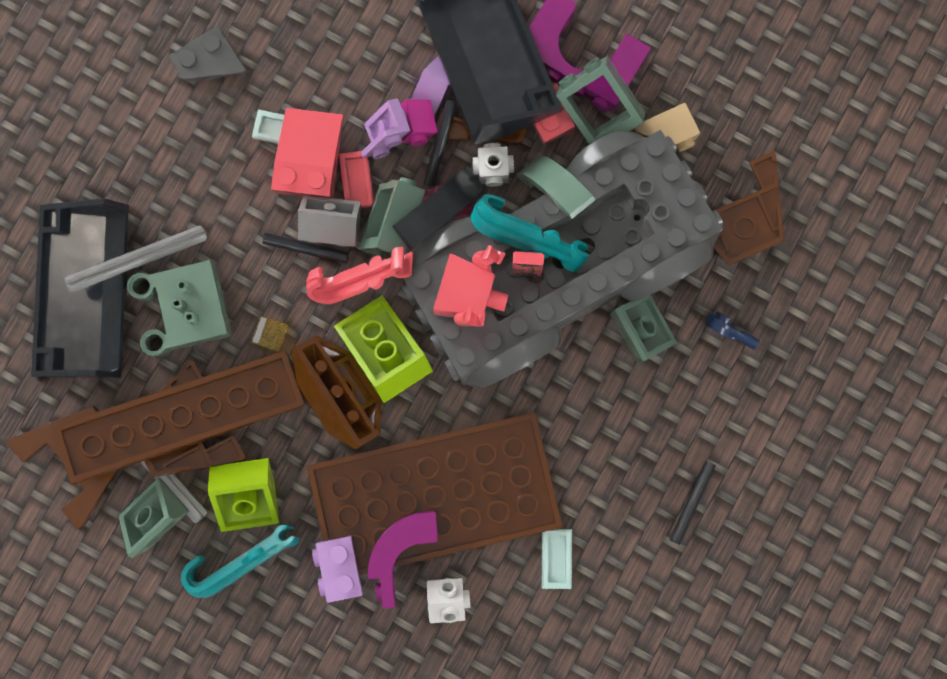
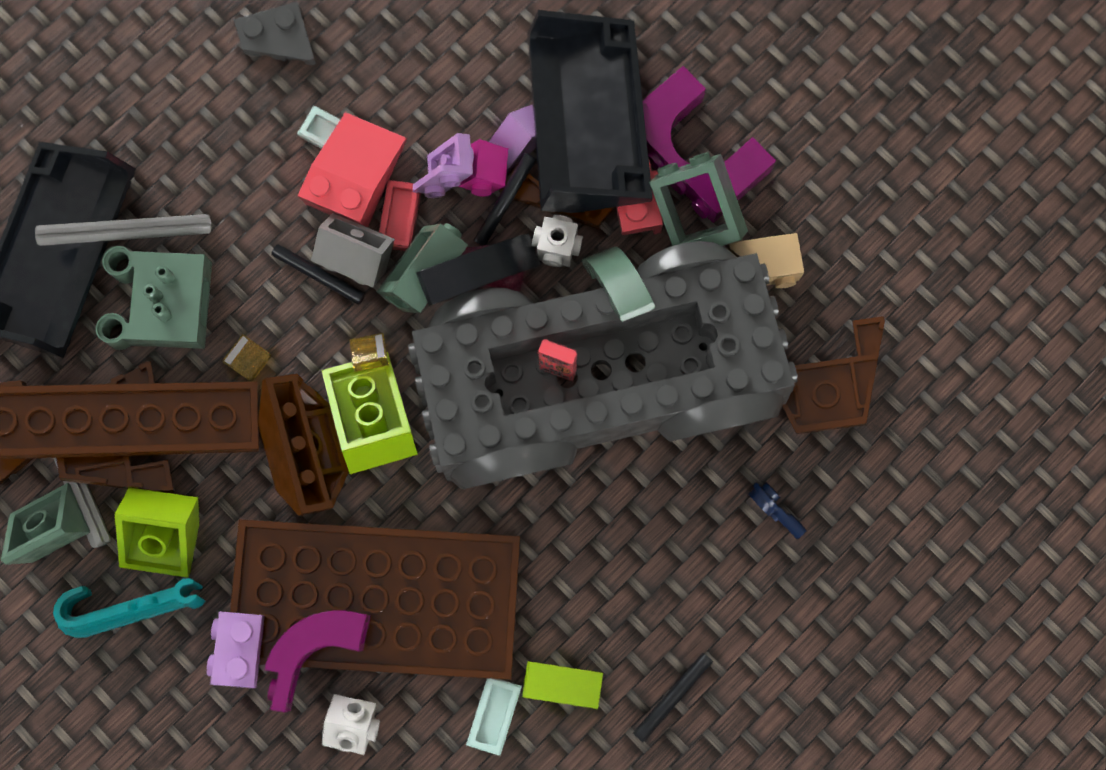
camera: 20 degrees right, 5 degrees down
(358, 278) = (364, 323): coral piece -> none
(368, 302) = (369, 352): none -> clear yellow tile
(468, 288) = (480, 367): coral torso -> none
(524, 235) = (565, 328): teal piece -> none
(603, 519) = (562, 685): none -> lime slope
(643, 328) = (675, 476): sand green slope -> none

